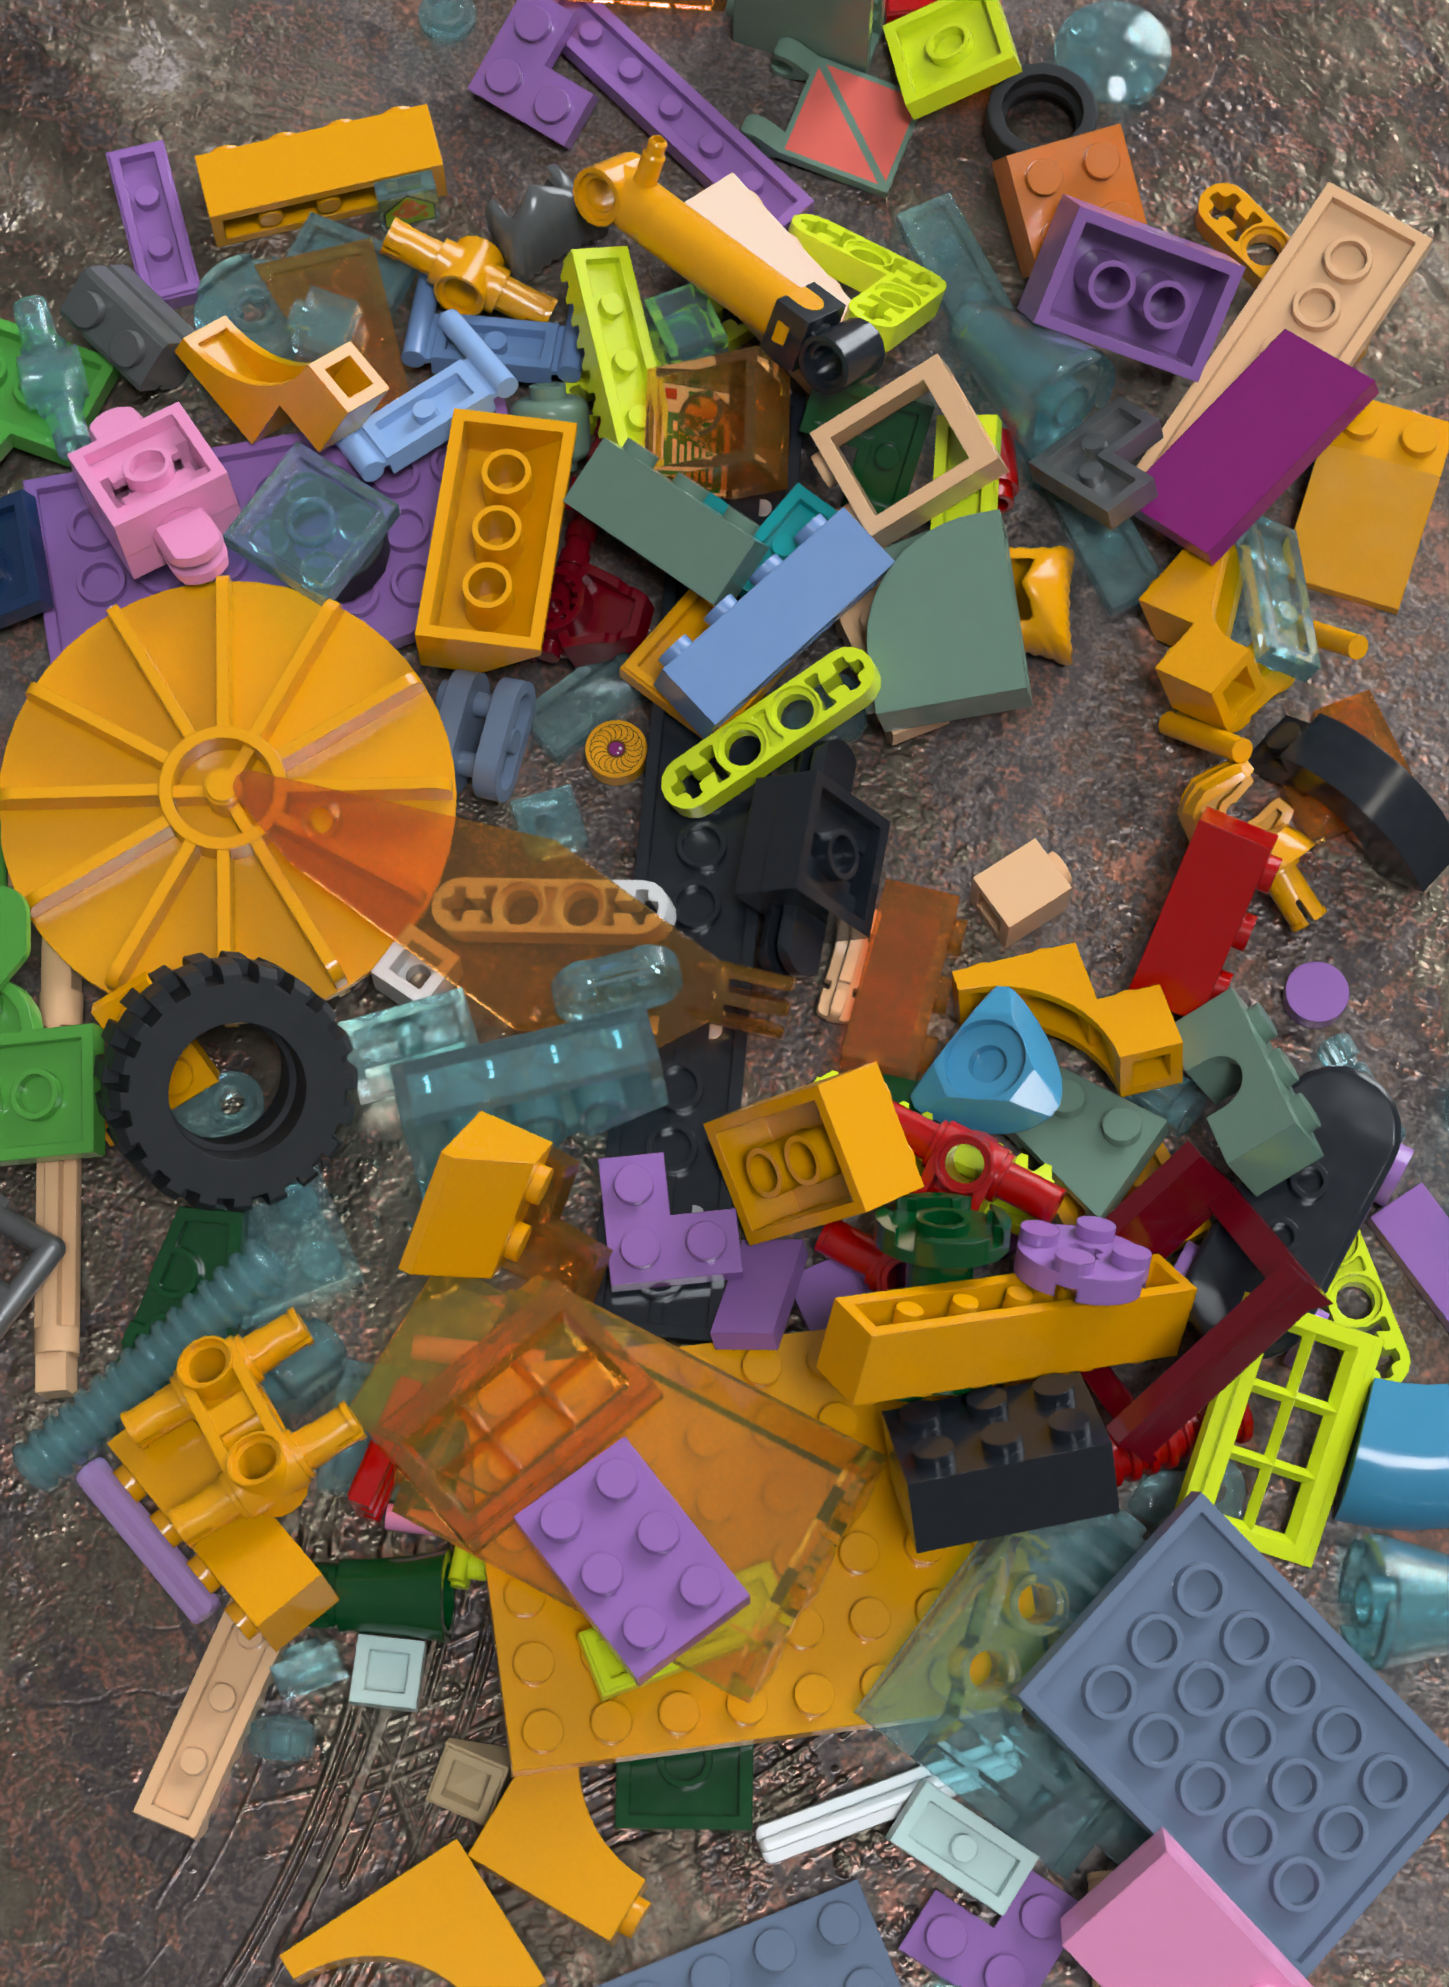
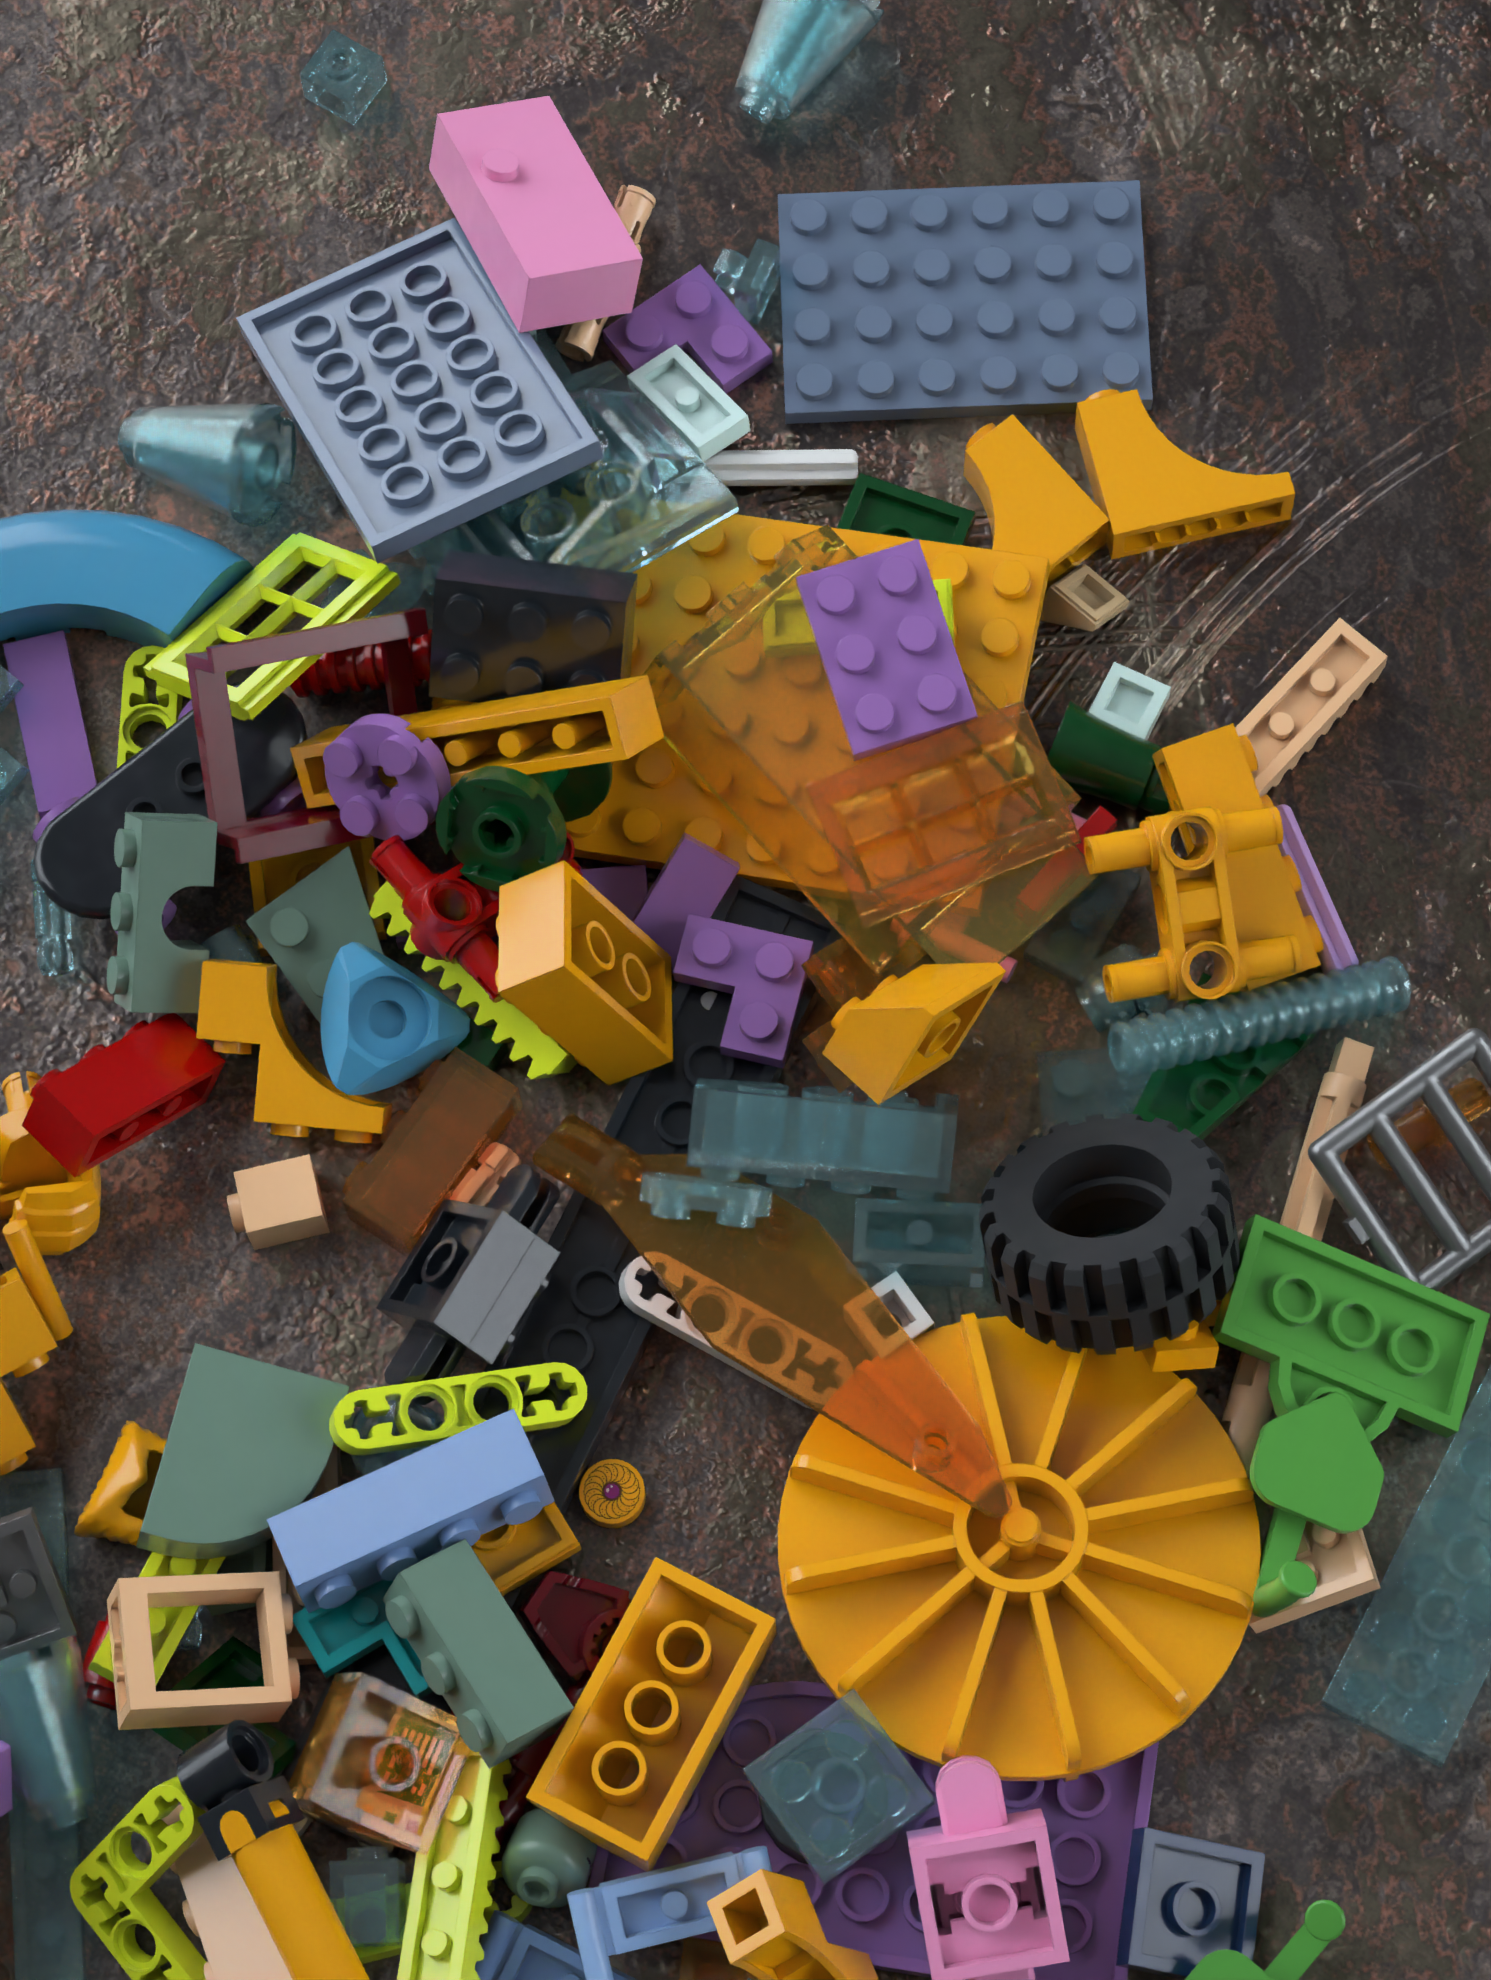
camera: 155 degrees left, 0 degrees up
(282, 1738) = (1238, 678): clear light blue tile -> none
(308, 1668) = (1193, 719): clear light blue plate -> none
(509, 713) = (749, 1578): sand blue brick -> none
(552, 816) = (705, 1442): clear light blue tile -> none
(580, 704) = (626, 1551): clear light blue tile -> none
(1315, 995) = (49, 1019): medium lavender tile -> none

